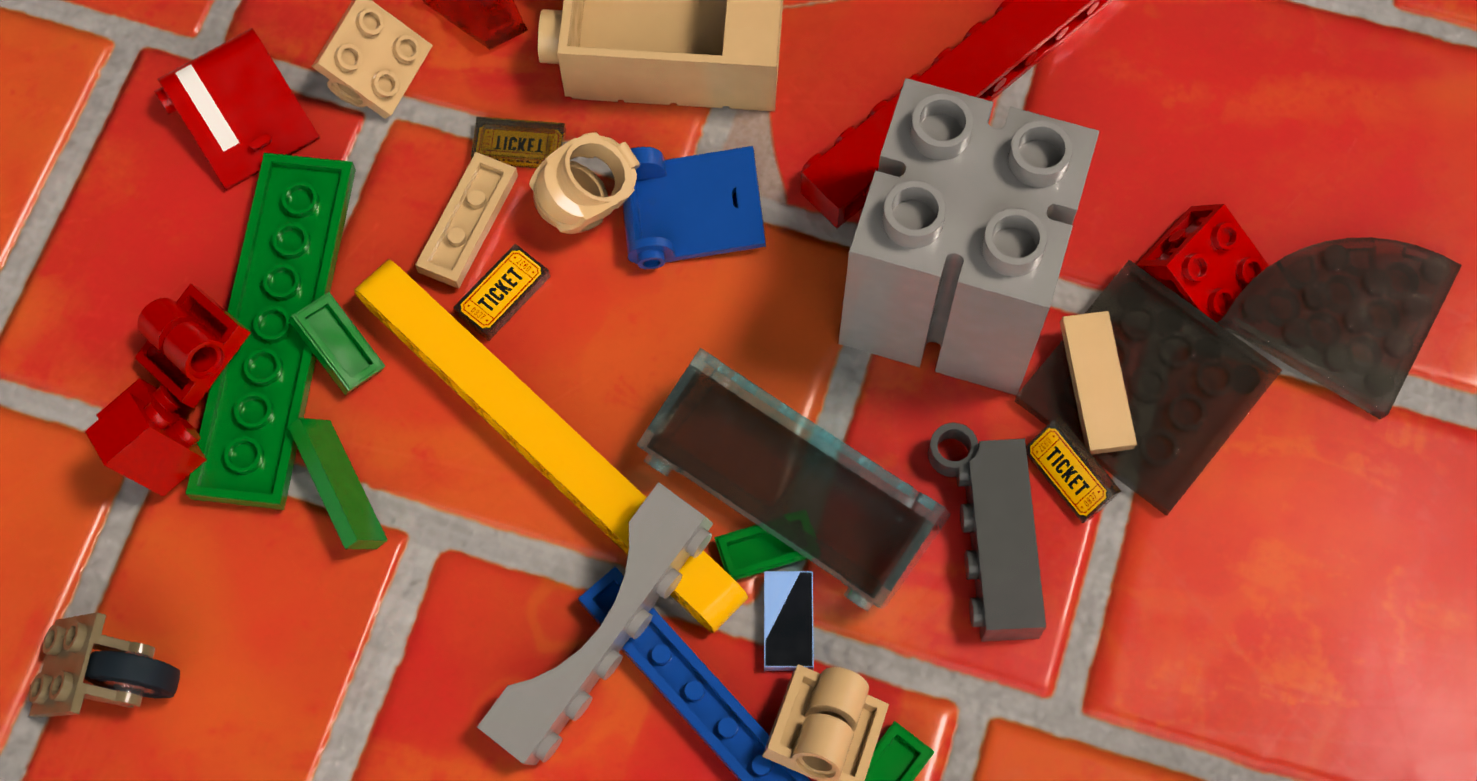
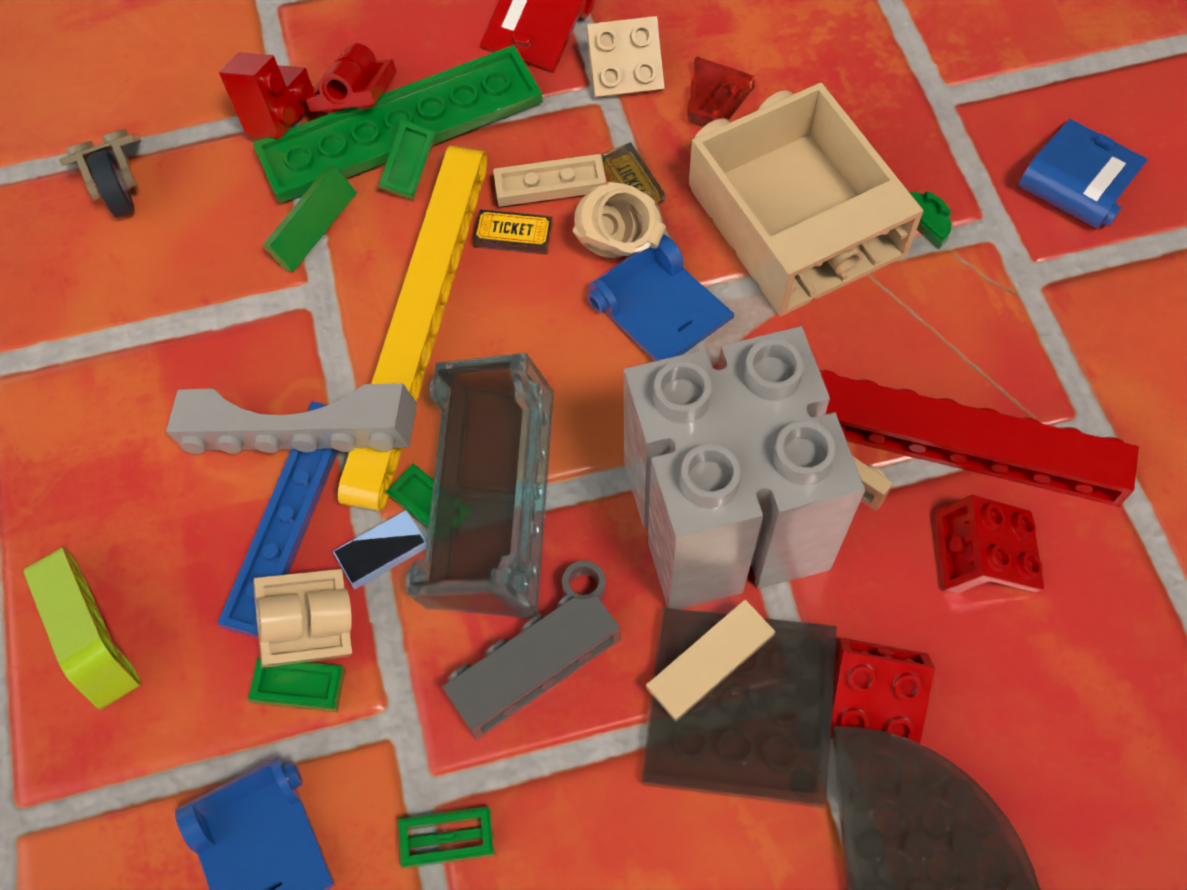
camera: 60 degrees right, 5 degrees down
(1072, 470) = (625, 683): tile -> none
(1104, 752) = (448, 856): none -> green tile
(1126, 94) = (987, 543): none -> red bracket

